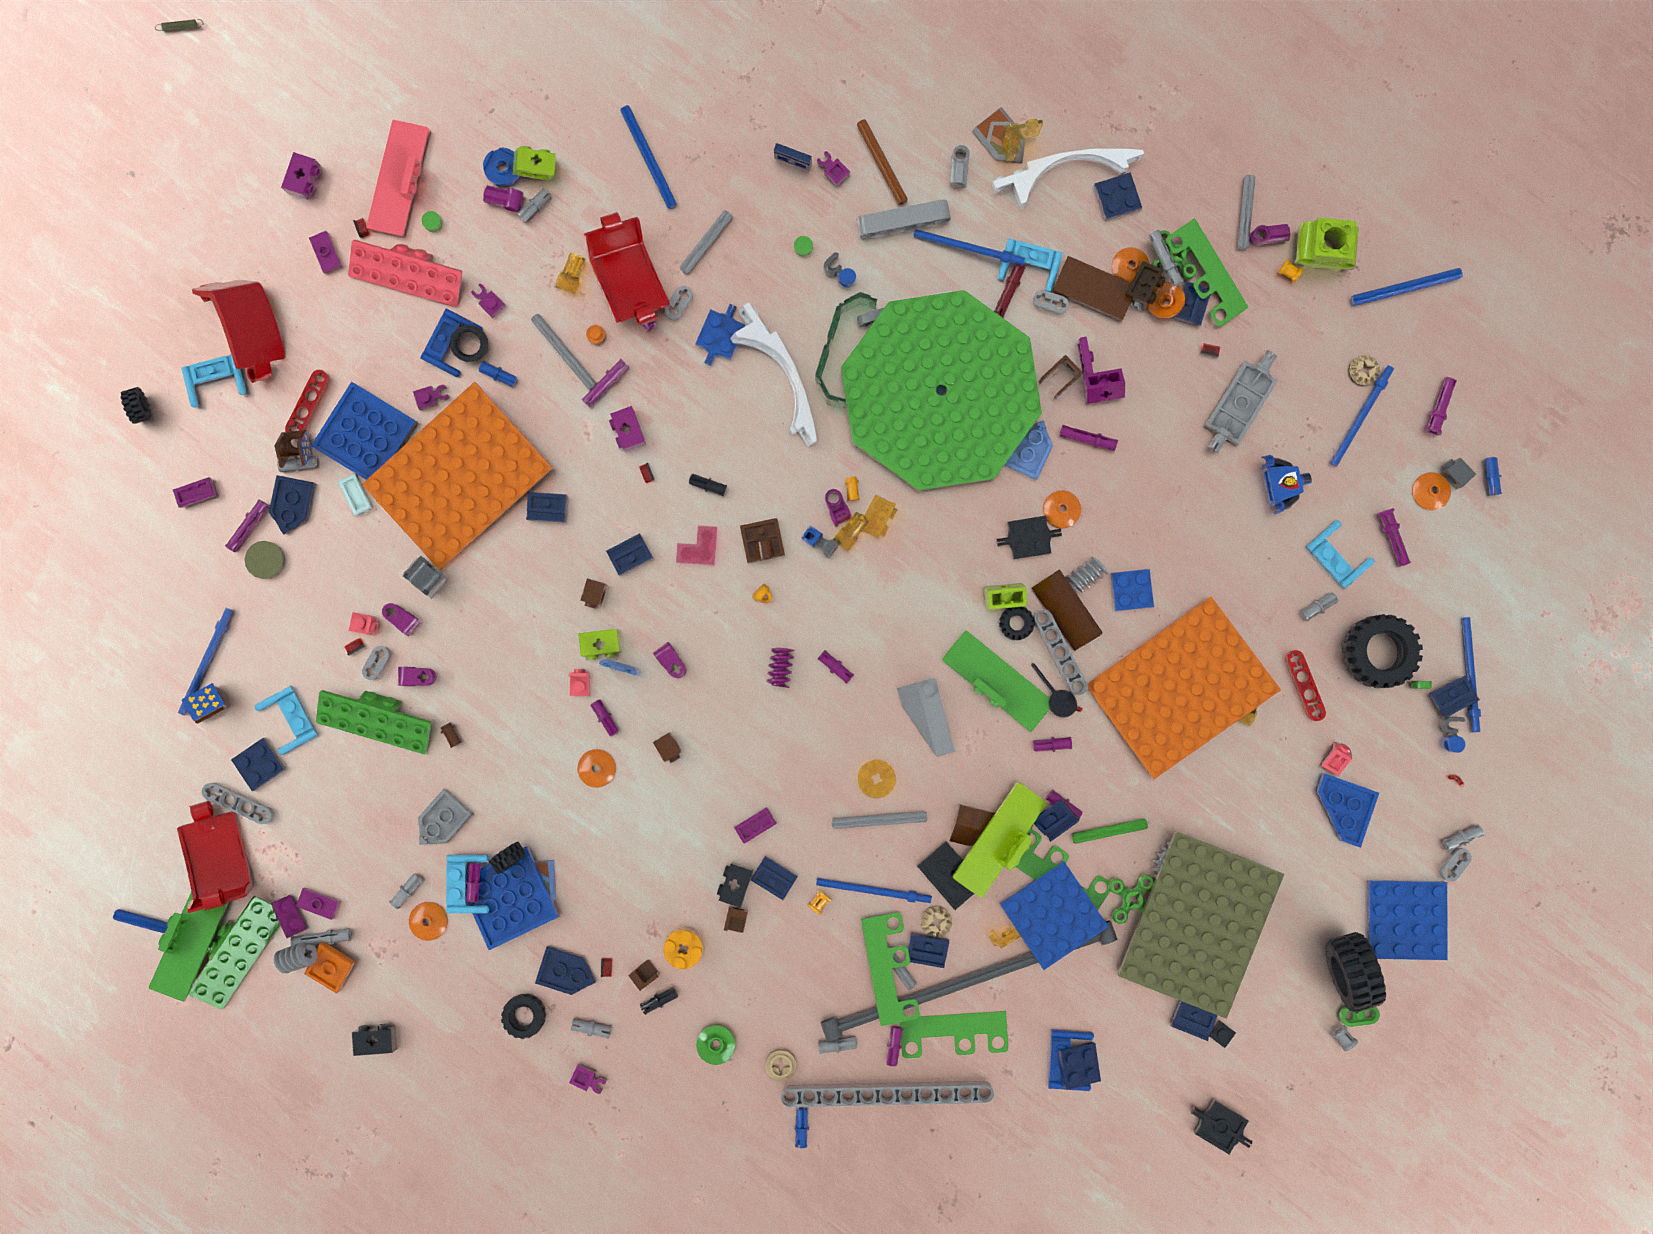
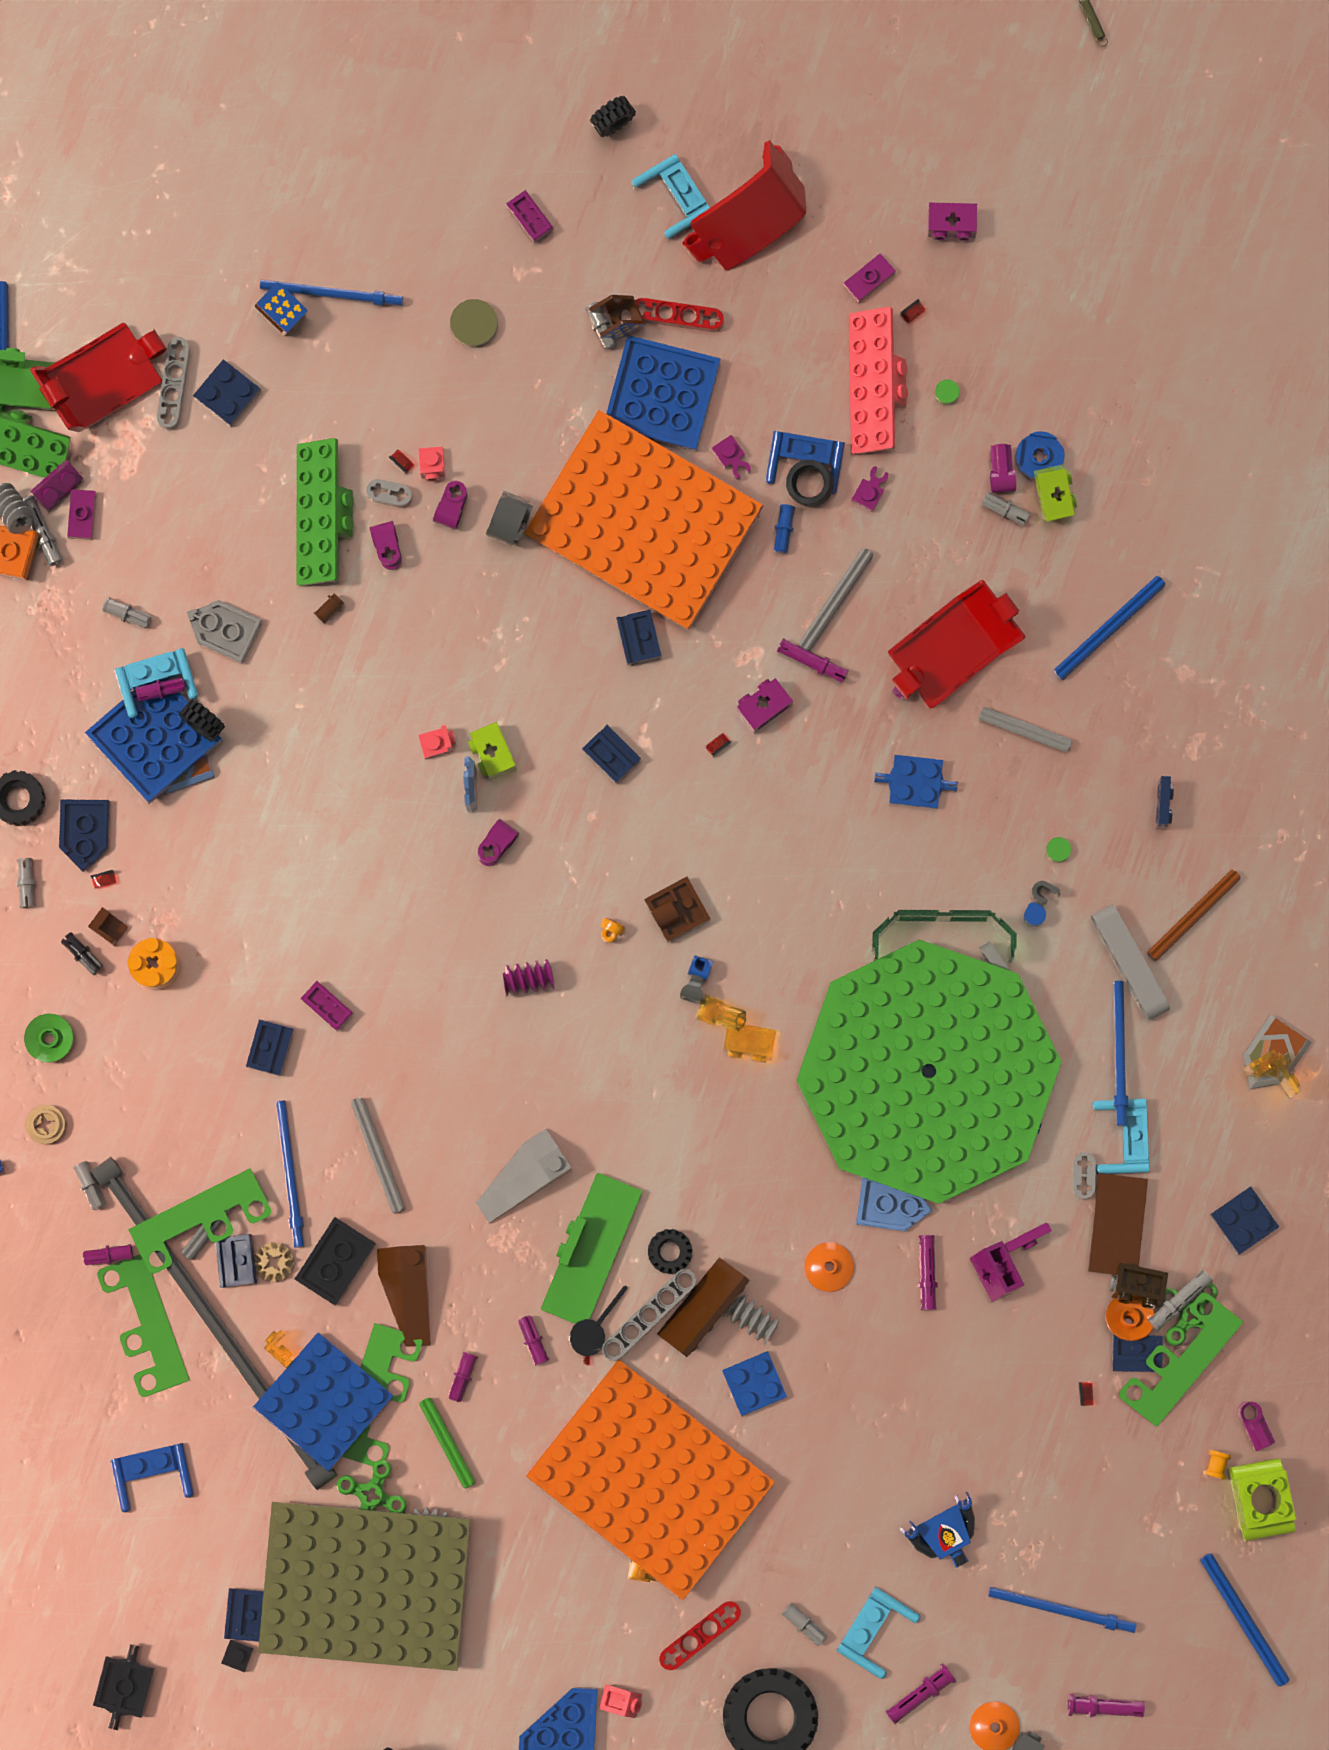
camera: 75 degrees right, 5 degrees down
(246, 526) = (508, 290): magenta pin -> none
(290, 502) = (552, 332): dark blue tile -> none
(295, 716) = (298, 417): medium azure plate -> none
(355, 494) = (585, 405): light aqua tile -> none
(398, 178) = (987, 335): coral bracket -> none
(436, 916) = (102, 661): orange dish -> none
(569, 278) = (927, 578): clear yellow piece -> none
(593, 593) = (550, 725): reddish brown brick -> none
(595, 334) = (869, 631): orange plate -> none
(604, 717) = (404, 784): magenta axle -> none
(606, 768) = (340, 806): orange dish -> none
(668, 748) = (389, 872): reddish brown brick -> none
(681, 305) = (938, 725): light grey beam -> none
(703, 551) = (640, 841): clear pink plate -> none
(707, 484) = (725, 822): black axle -> none
(735, 919) = (206, 1016): reddish brown panel -> none
(742, 875) = (261, 1009): black brick -> none
(757, 336) = (926, 826): white slope -> none
(822, 898) = (256, 1111): light orange bush -> none
(834, 170) = (1164, 860): magenta plate -> none
(835, 666) = (549, 1045): magenta pin -> none
(838, 508) = (744, 988): magenta piece -> none
(852, 488) = (775, 999): light orange pin -> none
(882, 788) = (436, 1147): clear yellow plate -> none
(895, 1099) = (39, 1254): light grey beam -> none
(959, 166) = (1215, 1011): light grey piece -> none
(1001, 841) = (395, 1308): lime bracket -> none
(1005, 596) = (698, 1226): lime brick -> none
(1013, 282) = (1081, 1119): dark red pin -> none
(1022, 181) = (1225, 1097): white slope -> none
(1029, 537) = (781, 1236): black plate -> none
(1056, 819) = (440, 1369): dark blue plate -> none
(1065, 360) = (1000, 1203): reddish brown piece -> none
(1079, 1065) = (148, 1487): dark blue plate -> none
(1121, 261) = (1171, 1252): orange dish -> none
(1241, 402) = (1031, 1451): light grey plate -> none
(1246, 212) = (1275, 1388): light grey axle -> none
(1361, 377) = (1119, 1608): tan gear -> none

